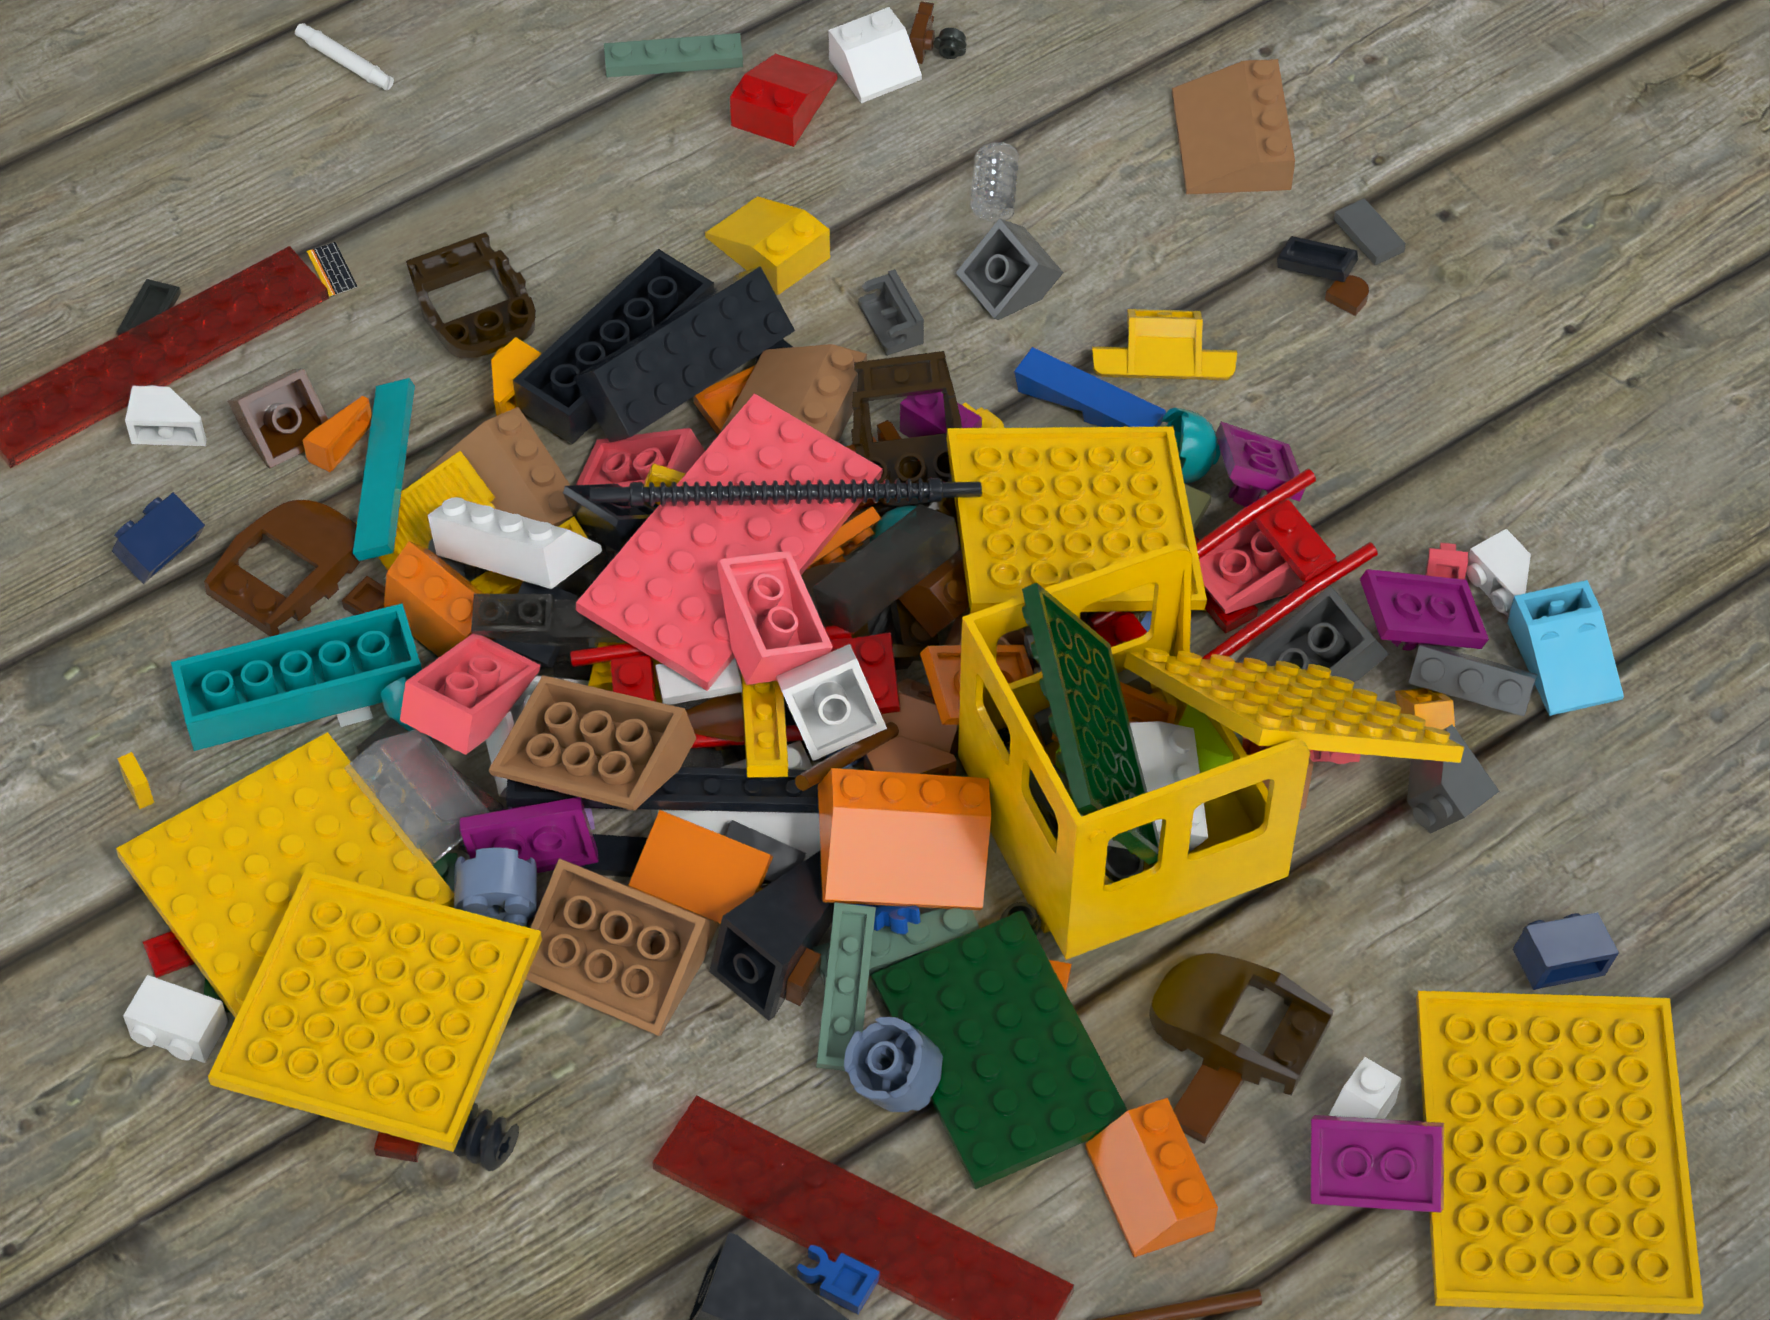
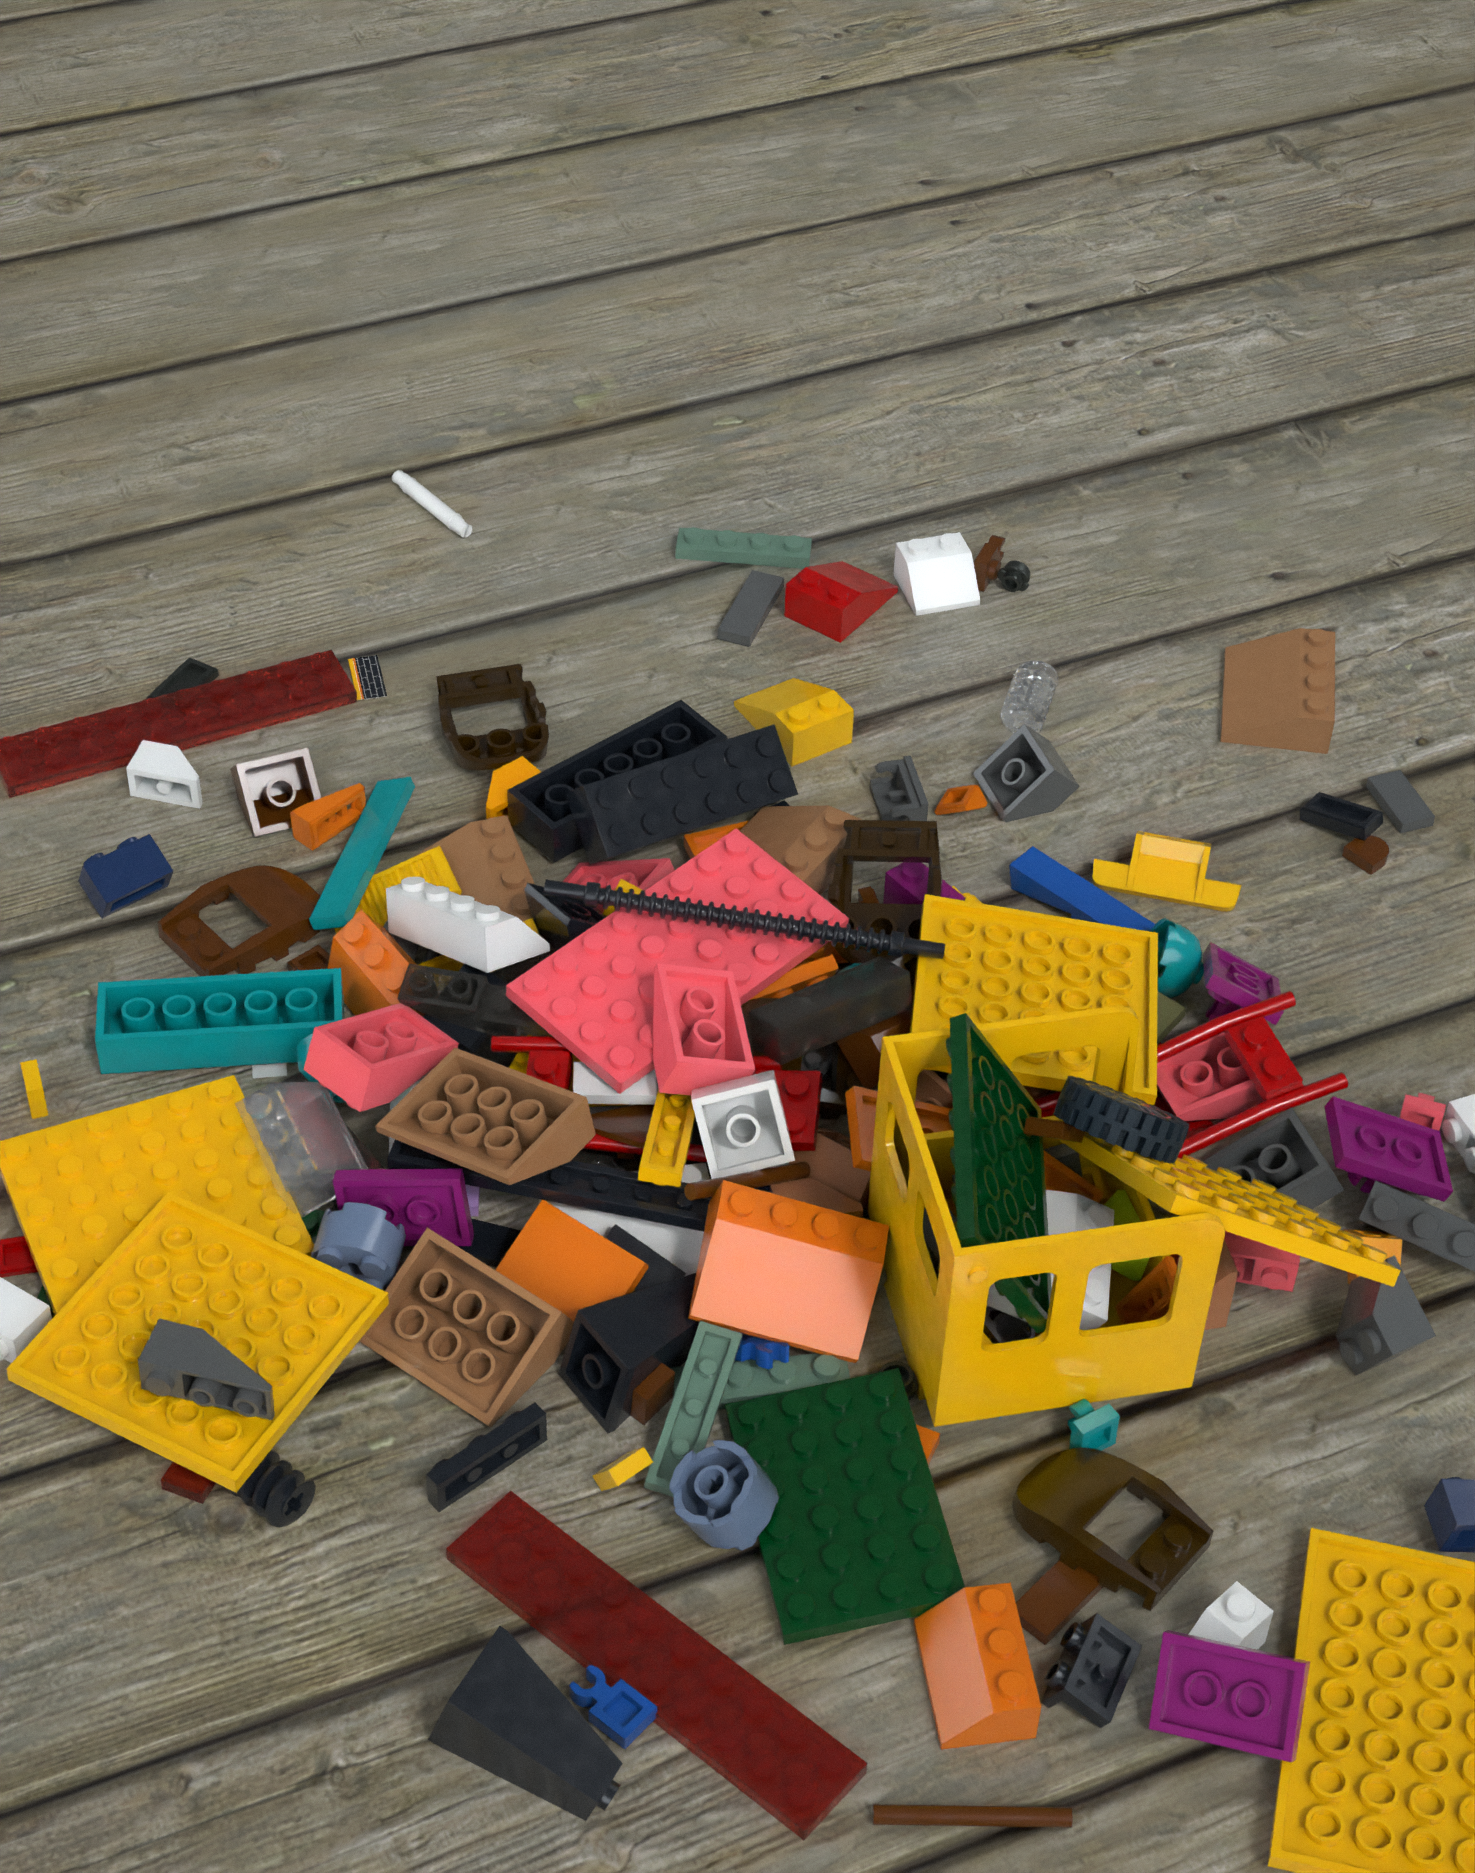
camera: 10 degrees right, 10 degrees down
(389, 1043) = (198, 1368): none -> dark grey slope
(666, 1067) = (486, 1456): none -> black plate
(696, 124) = (750, 608): none -> dark grey tile
(793, 1055) = (622, 1469): none -> yellow tile
(951, 305) = (961, 799): none -> orange slope
(1130, 668) = (1053, 1129): none -> reddish brown tile
(1189, 648) = (1121, 1119): none -> black wheel
(1205, 933) = (1093, 1427): none -> teal tile
(1225, 812) = (1139, 1302): none -> orange slope
(1251, 1160) = (1092, 1669): none -> black bracket

